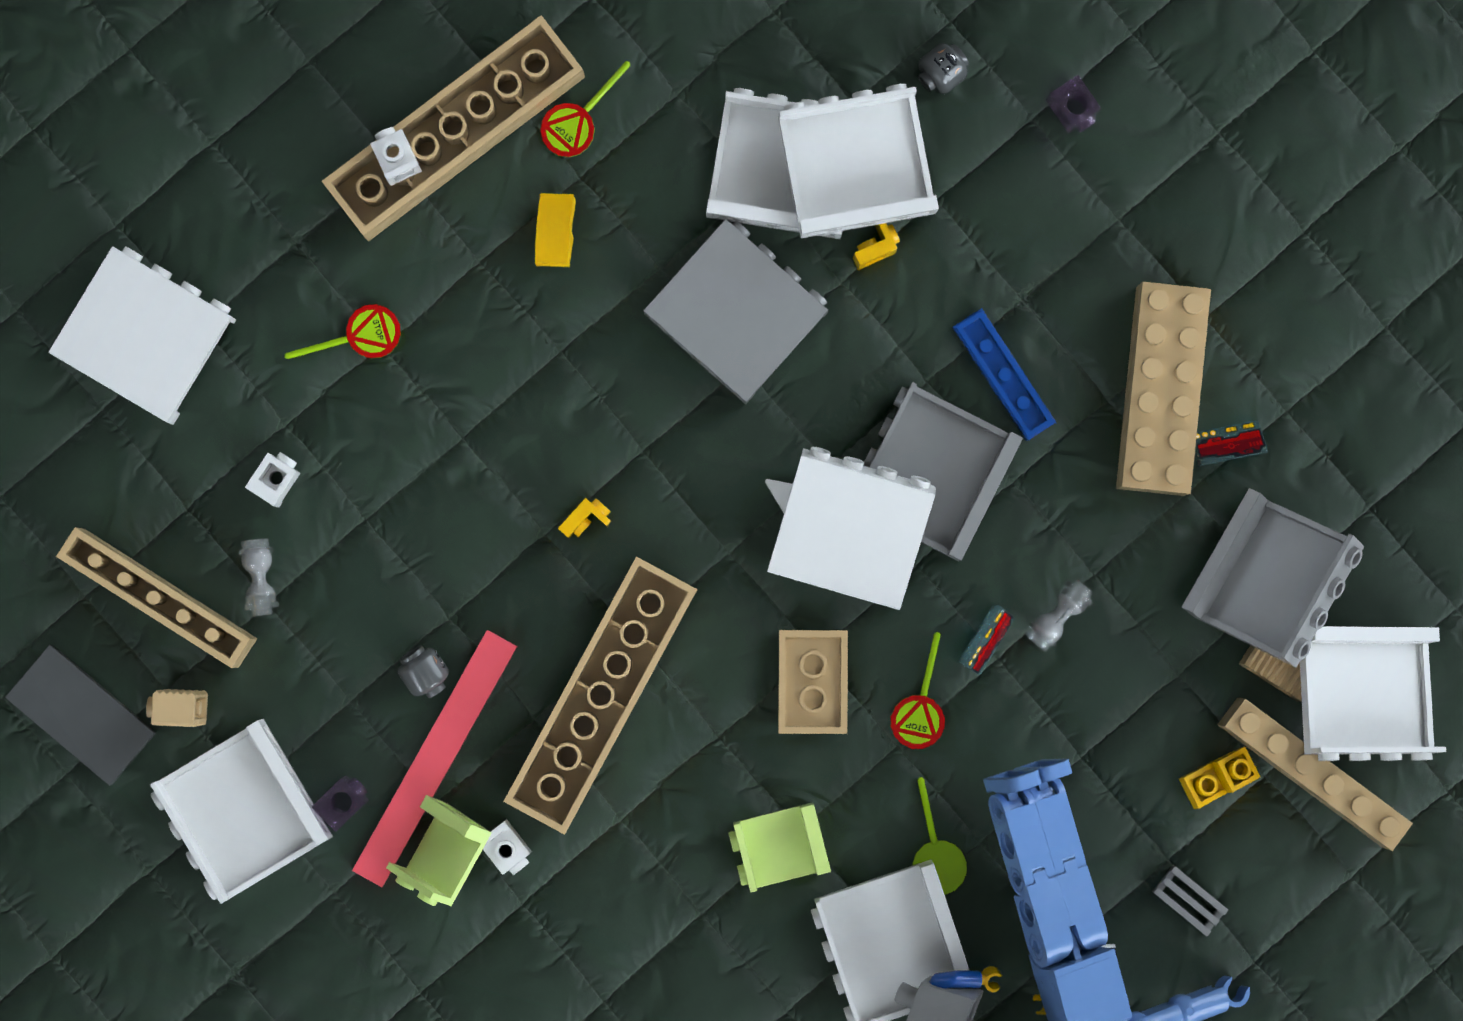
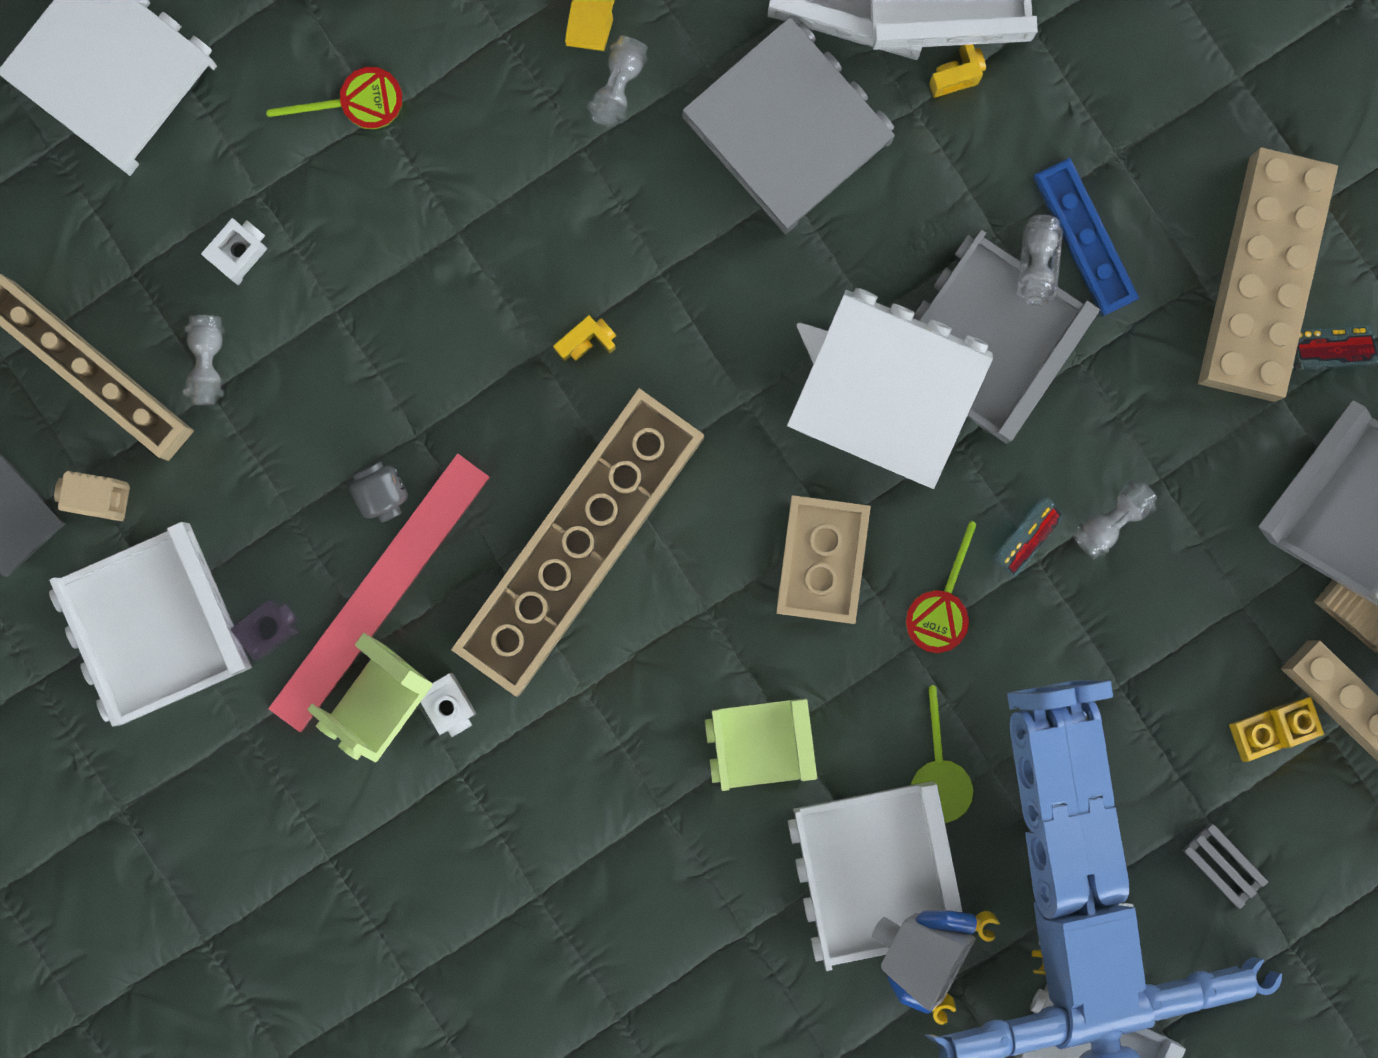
camera: 15 degrees right, 0 degrees up
(588, 276) = (625, 64): none -> clear piece
(966, 384) = (1041, 241): none -> clear piece

